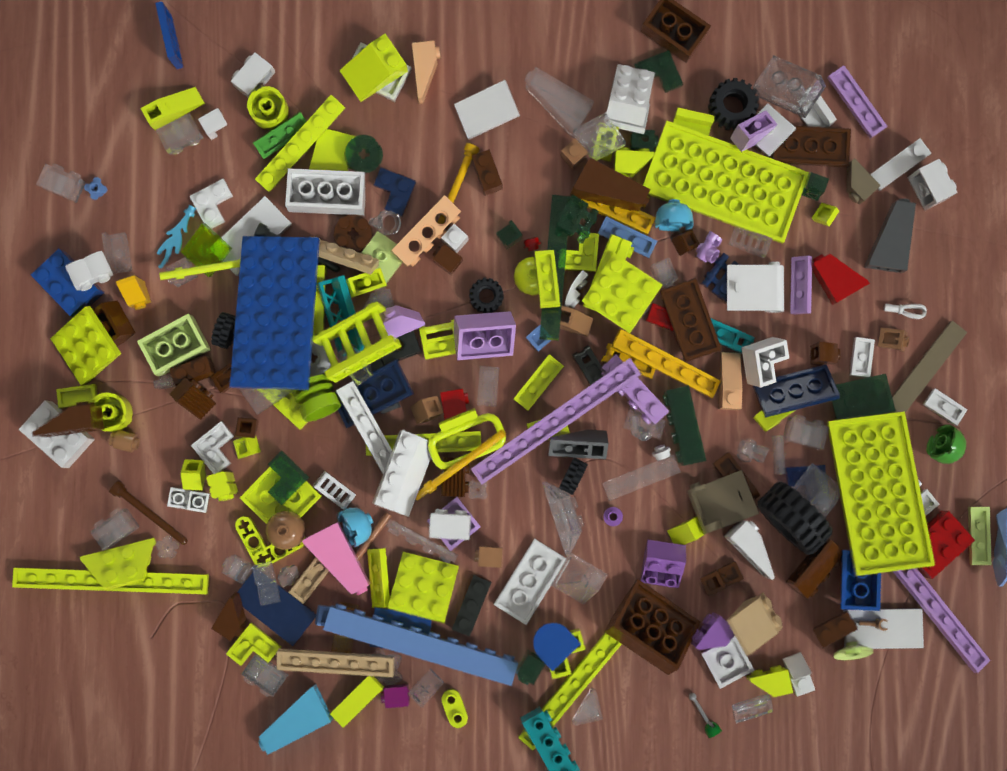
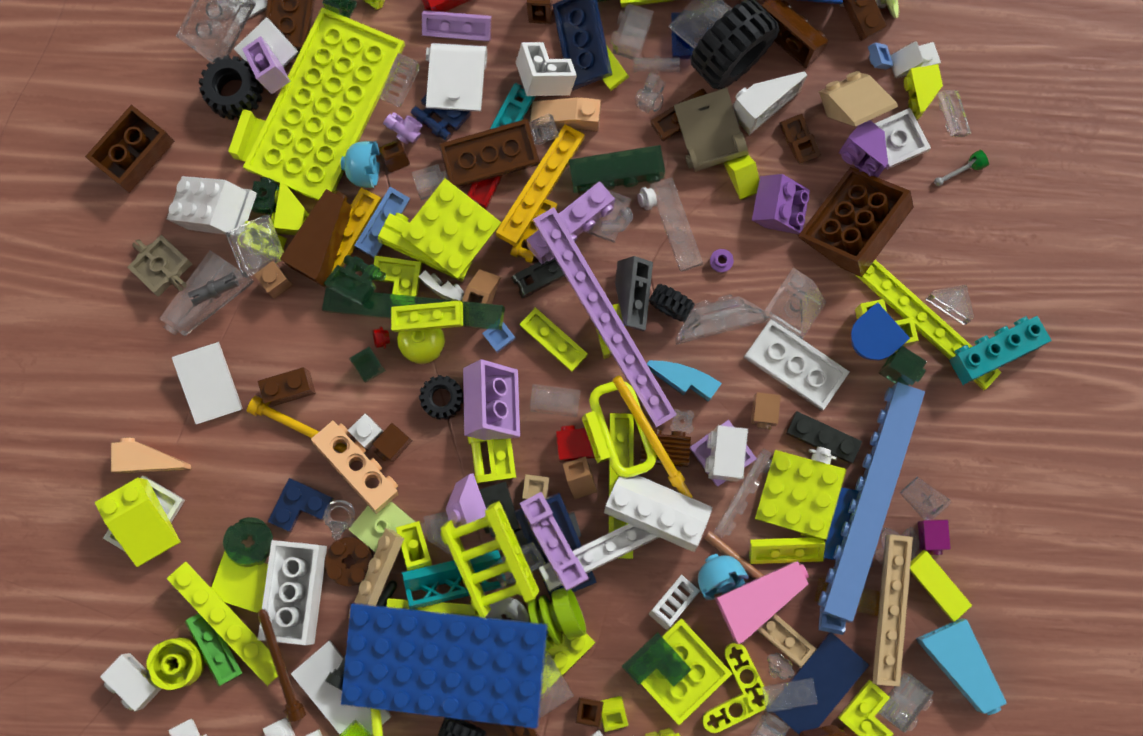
camera: 80 degrees left, 5 degrees down
(238, 200) = (293, 709): none -> reddish brown piece
(285, 530) = (723, 666): medium nougat cylinder -> none
(373, 391) = (553, 542): none -> lavender slope
(418, 375) = (535, 485): none -> tan plate
(454, 708) = (949, 464): neon yellow plate -> none
(455, 603) = (822, 455): none -> white plate
(512, 489) = (684, 377): none -> medium azure slope
(561, 107) = (213, 289): none -> flat silver pin
(580, 62) = (159, 265): none -> dark tan plate
(664, 68) = (179, 165): clear green plate -> none
(714, 363) = (544, 129): none -> clear tile
(799, 644) = (880, 56): none -> medium blue plate

